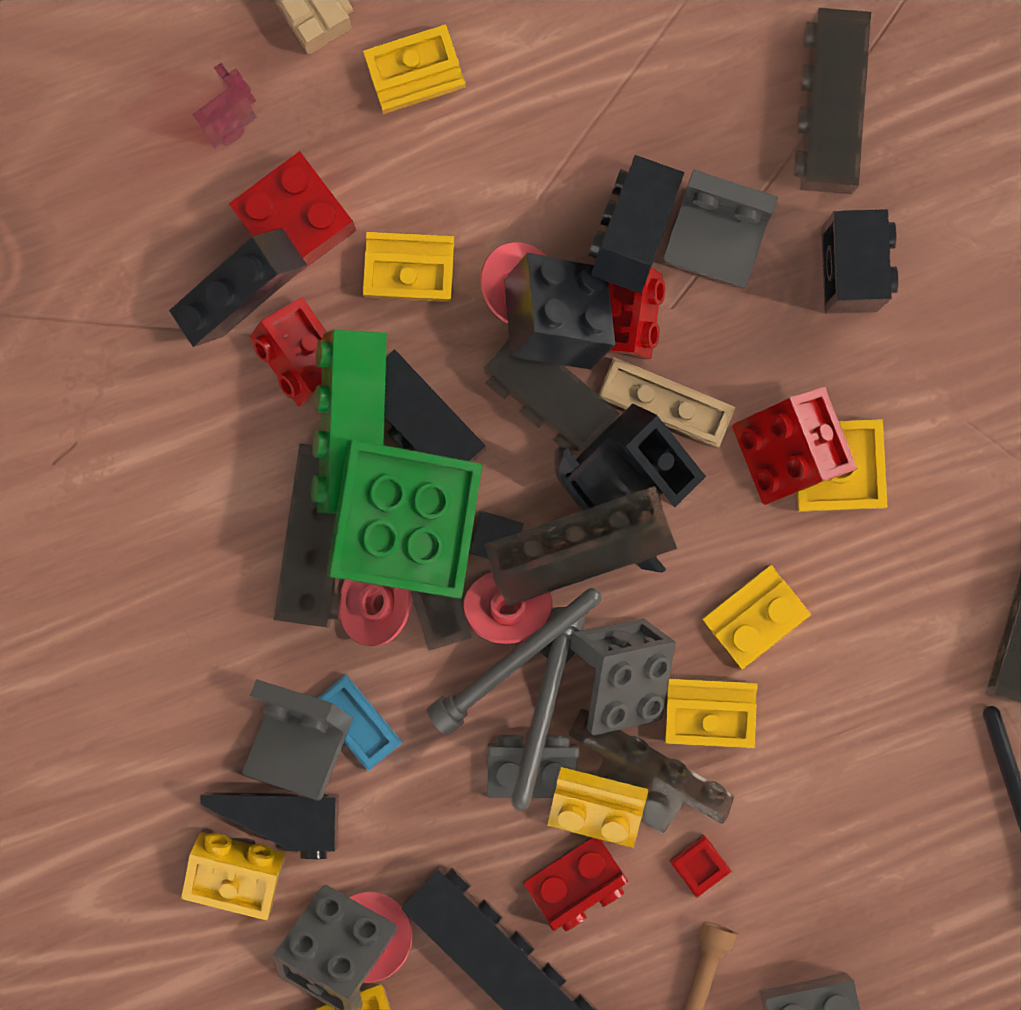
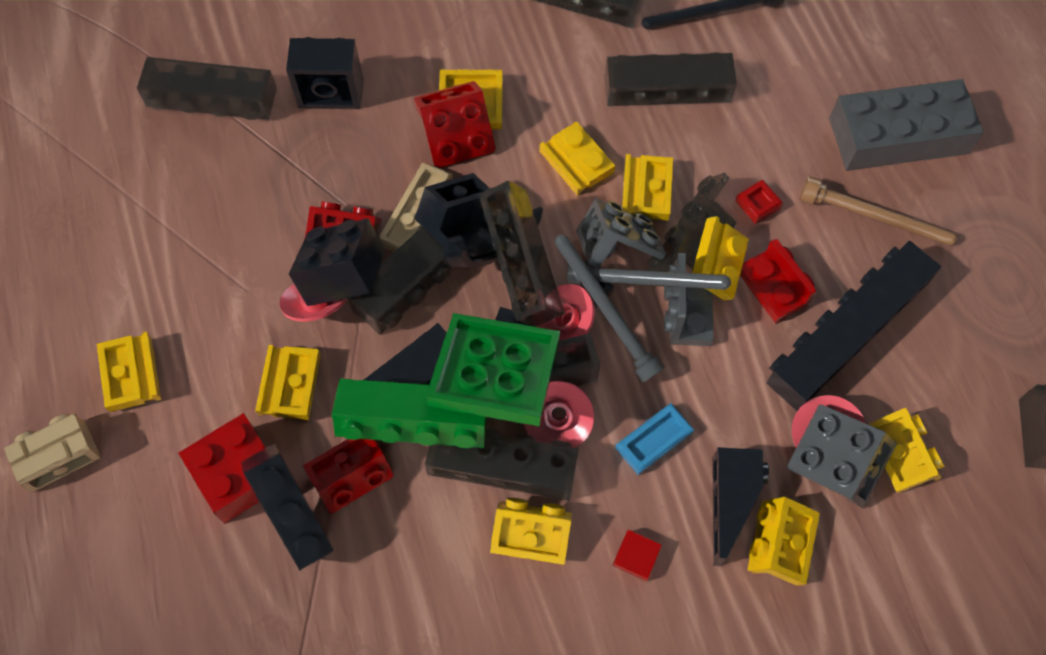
camera: 85 degrees left, 20 degrees down
(211, 701) = (637, 555): none -> red tile
(229, 112) = (121, 506): clear pink bracket -> none
(234, 575) = (531, 531): none -> yellow bracket
(296, 740) = (672, 479): dark grey bracket -> none
(634, 223) = (277, 206): black brick -> none
(719, 229) = (286, 163): dark grey bracket -> none
(887, 745) = (670, 79): none -> clear smoke brick

